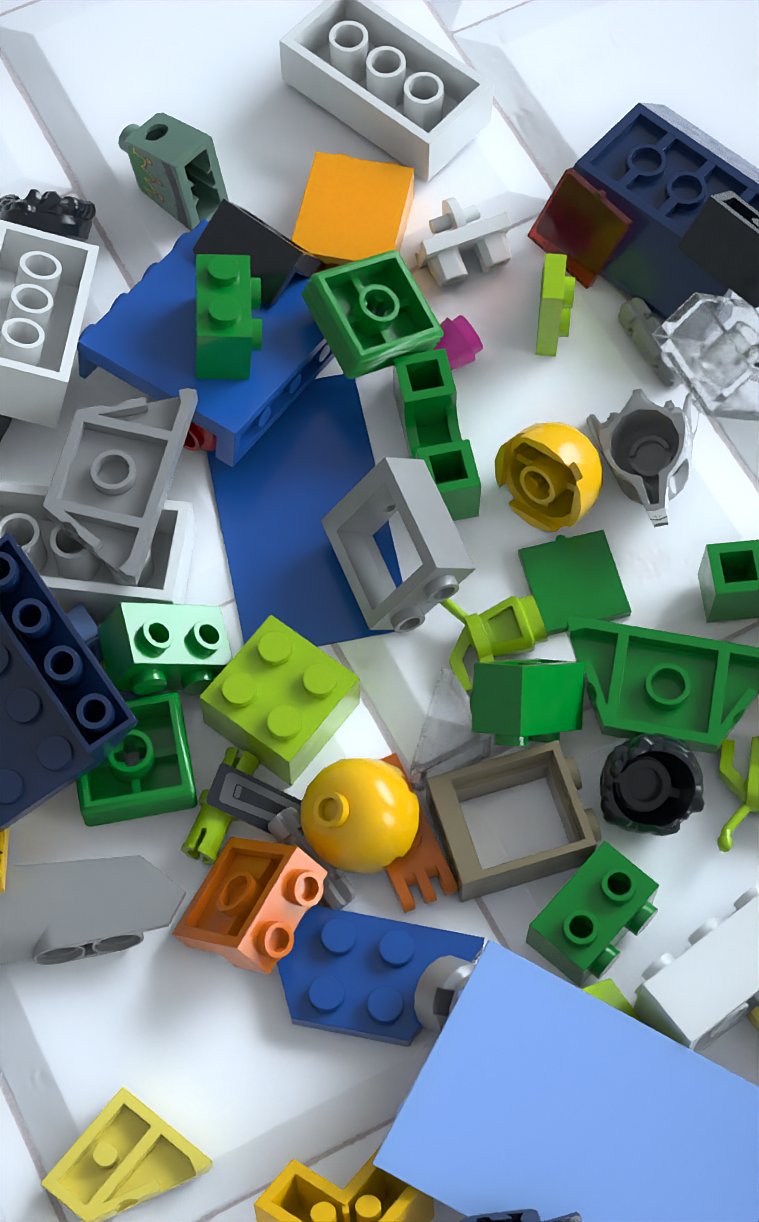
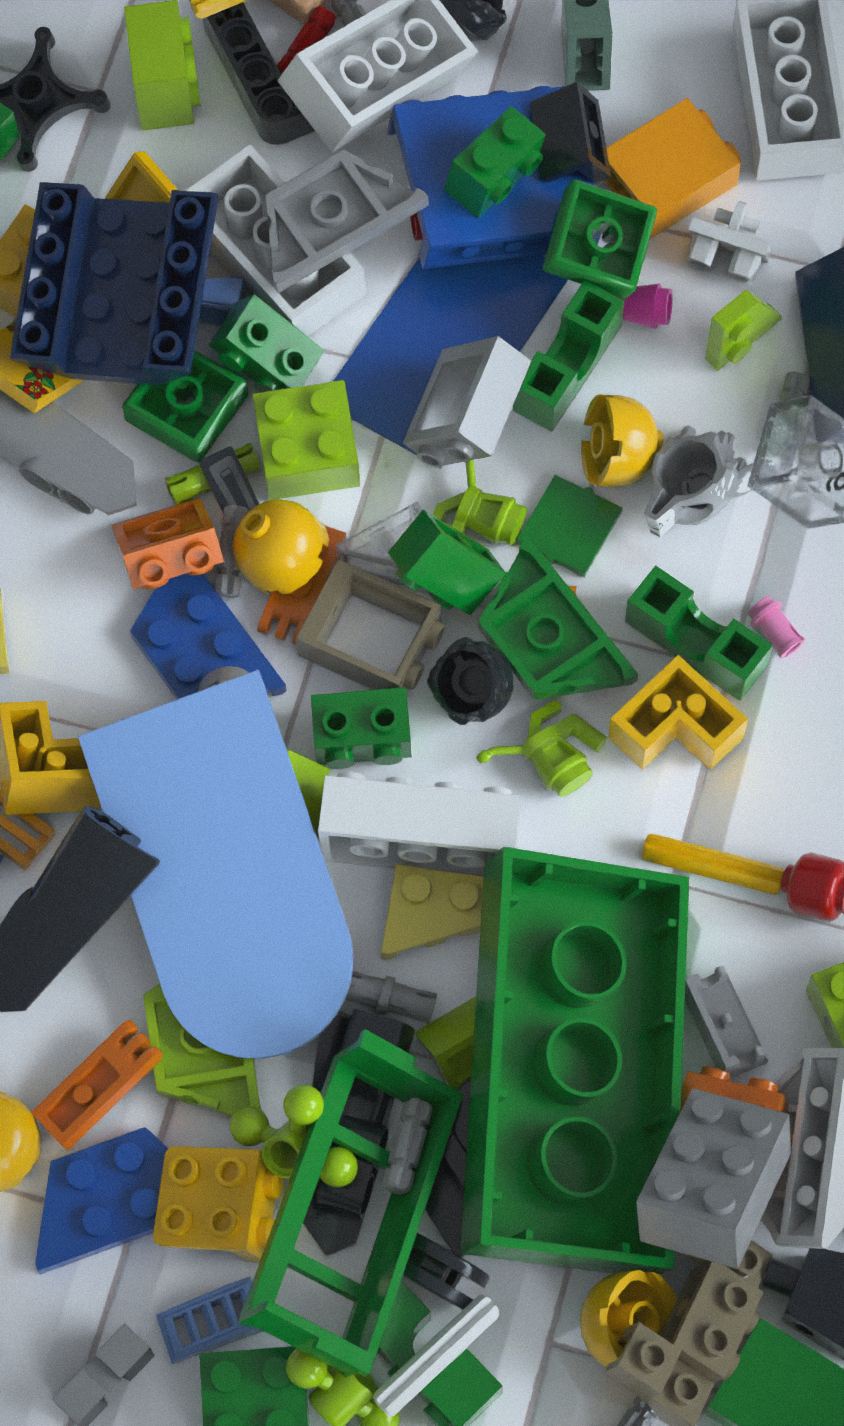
camera: 45 degrees right, 5 degrees up
(580, 225) = (809, 294): clear red piece -> none

